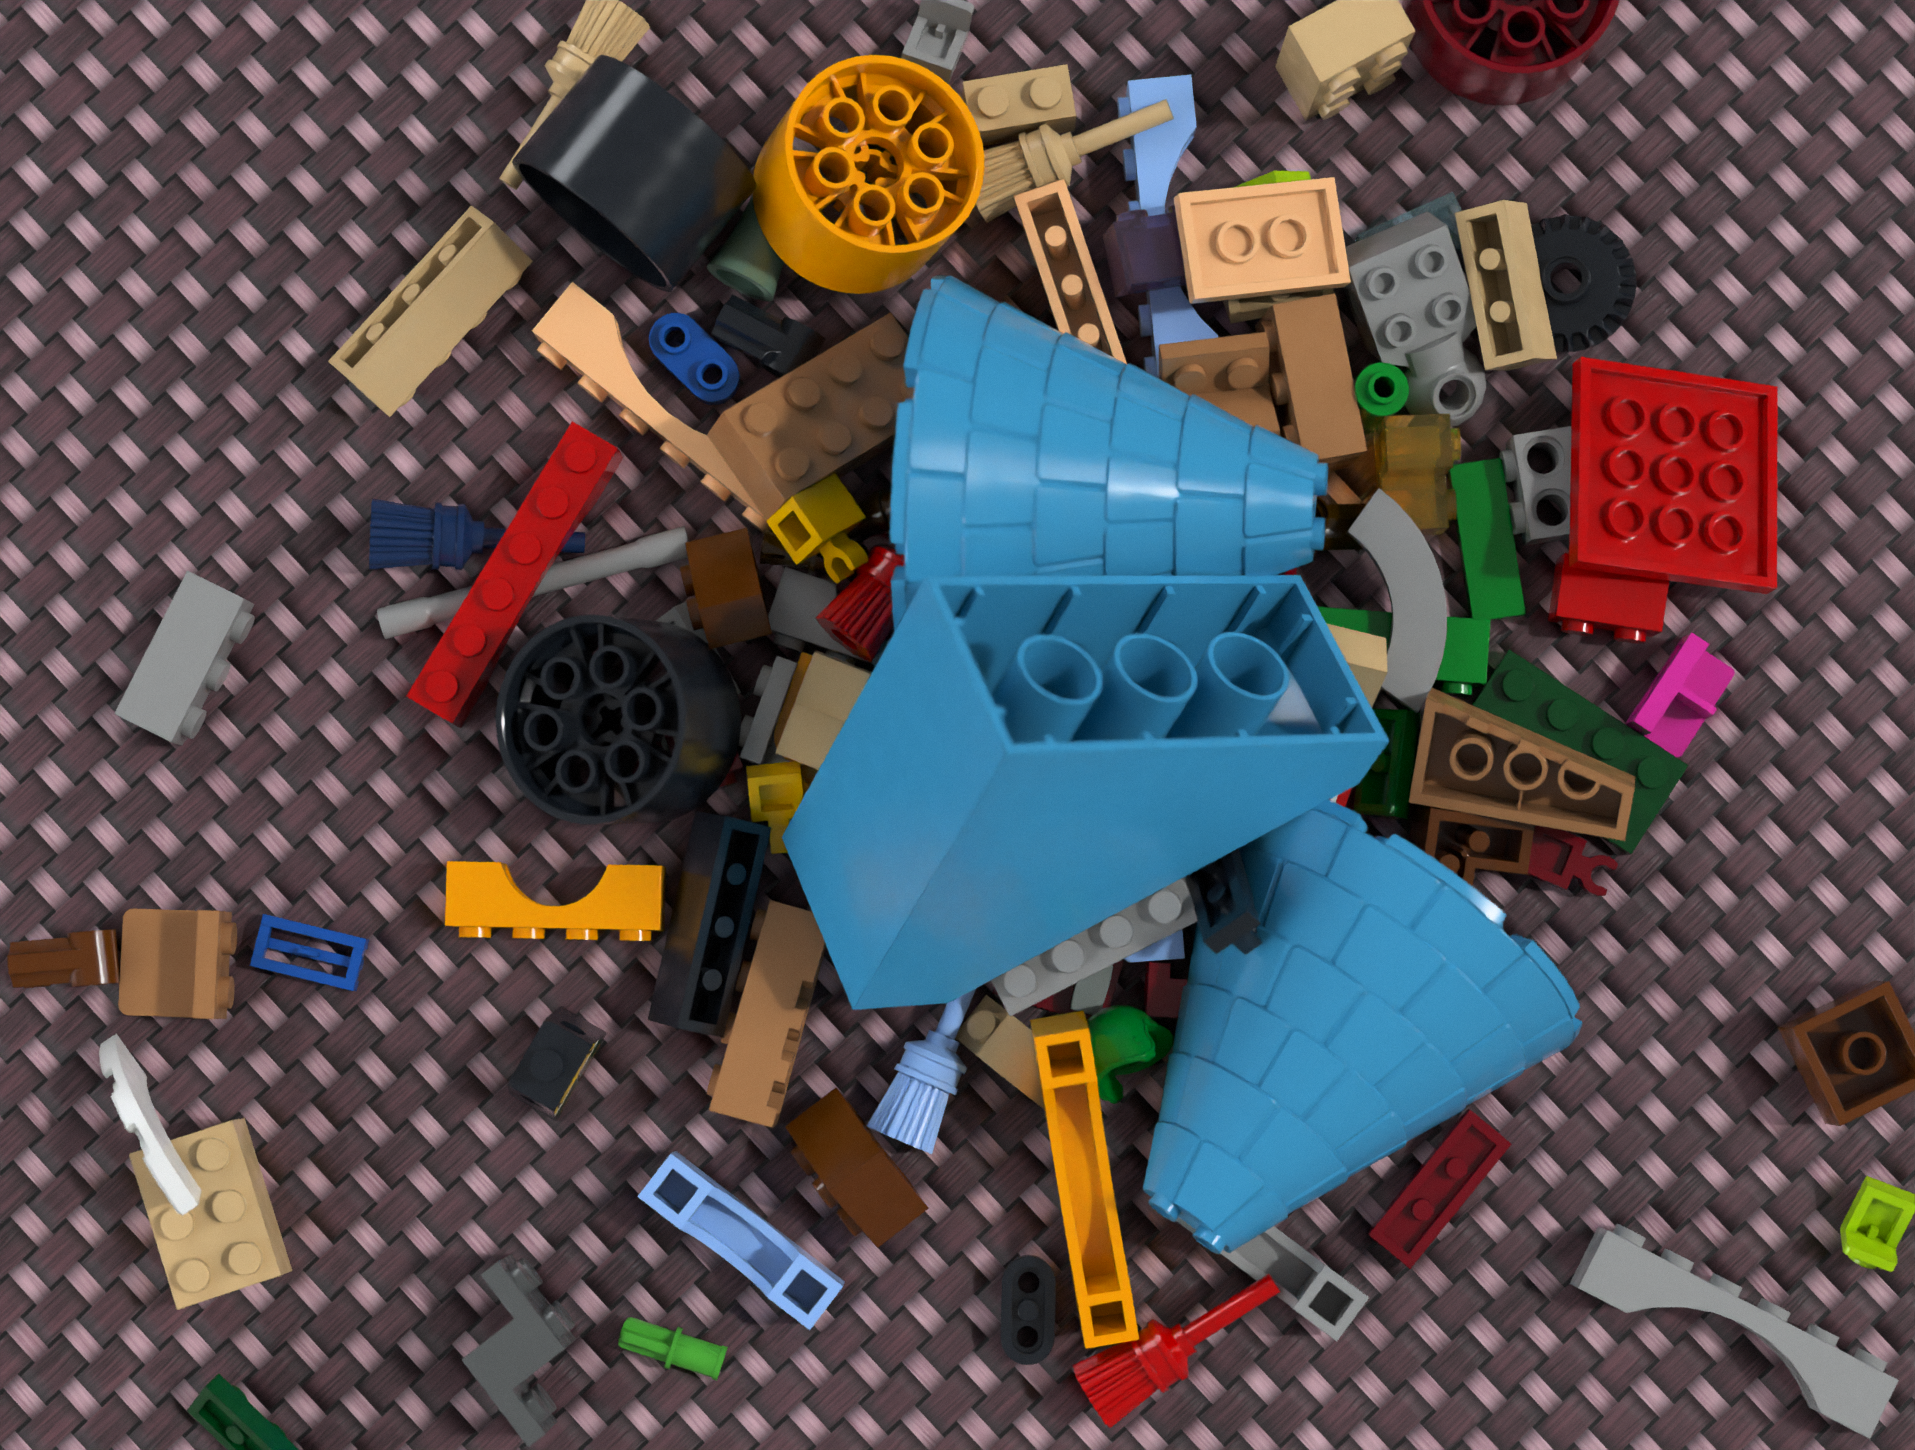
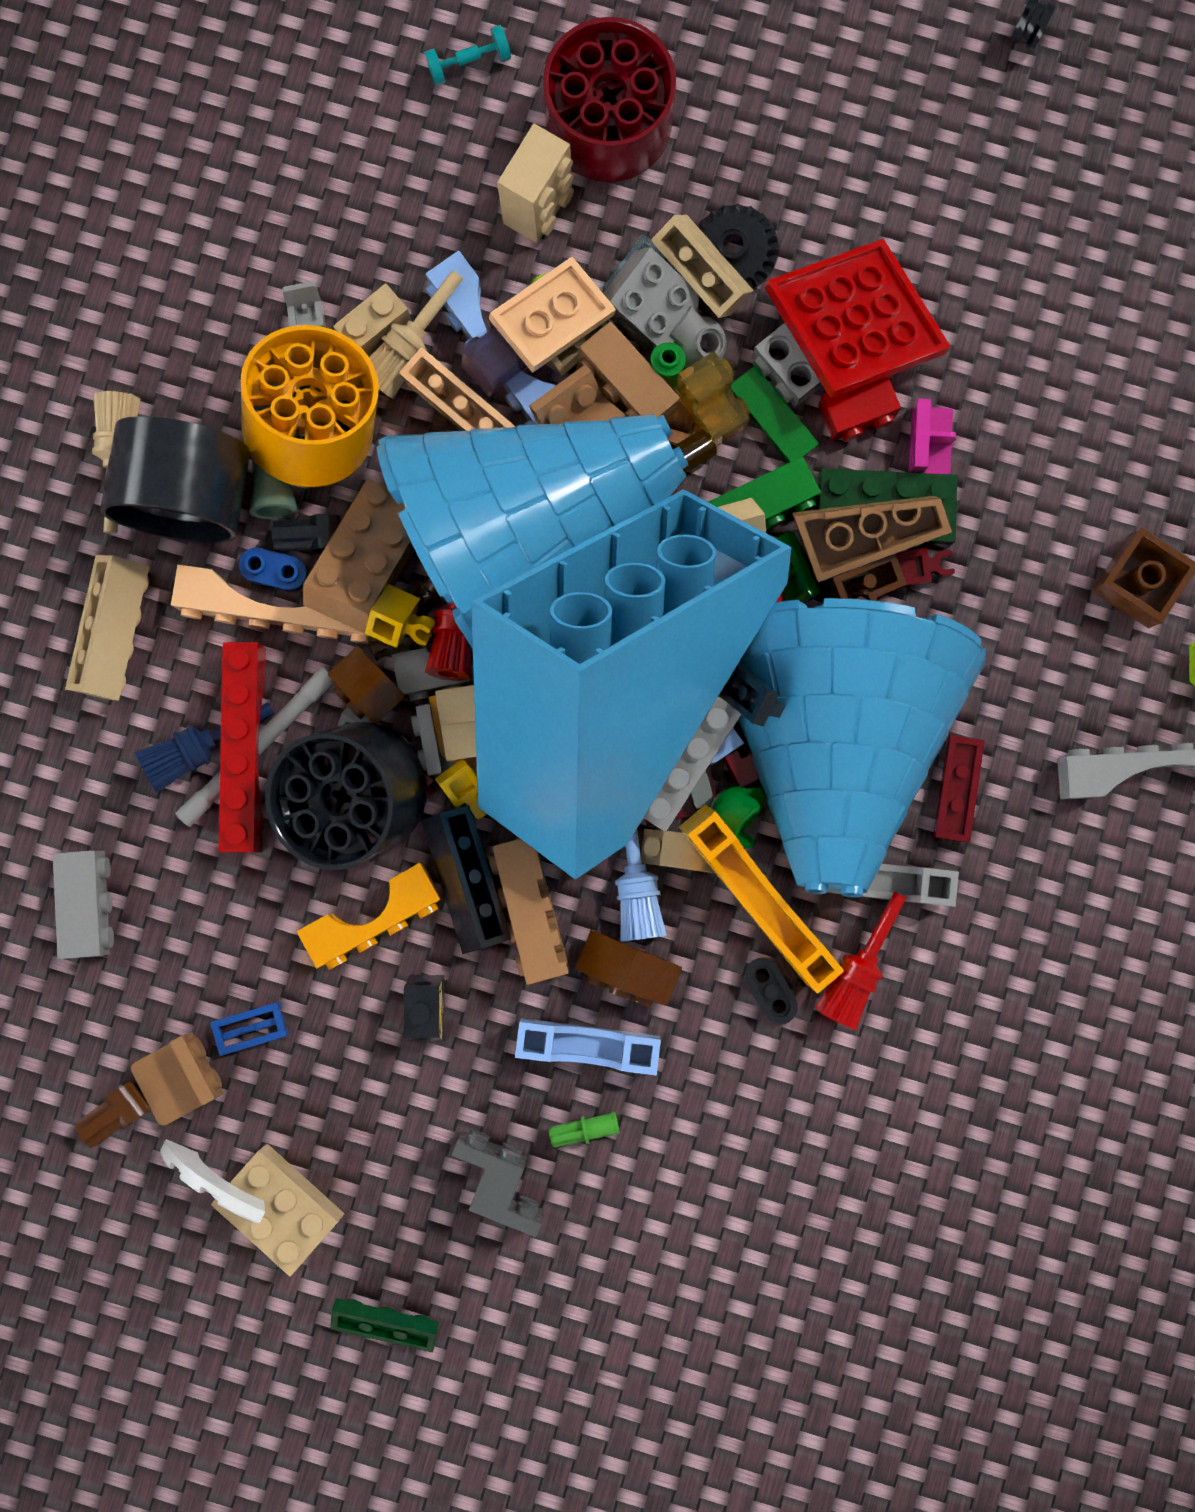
camera: 30 degrees left, 0 degrees up
(1414, 594) = (753, 465): light grey tile -> none

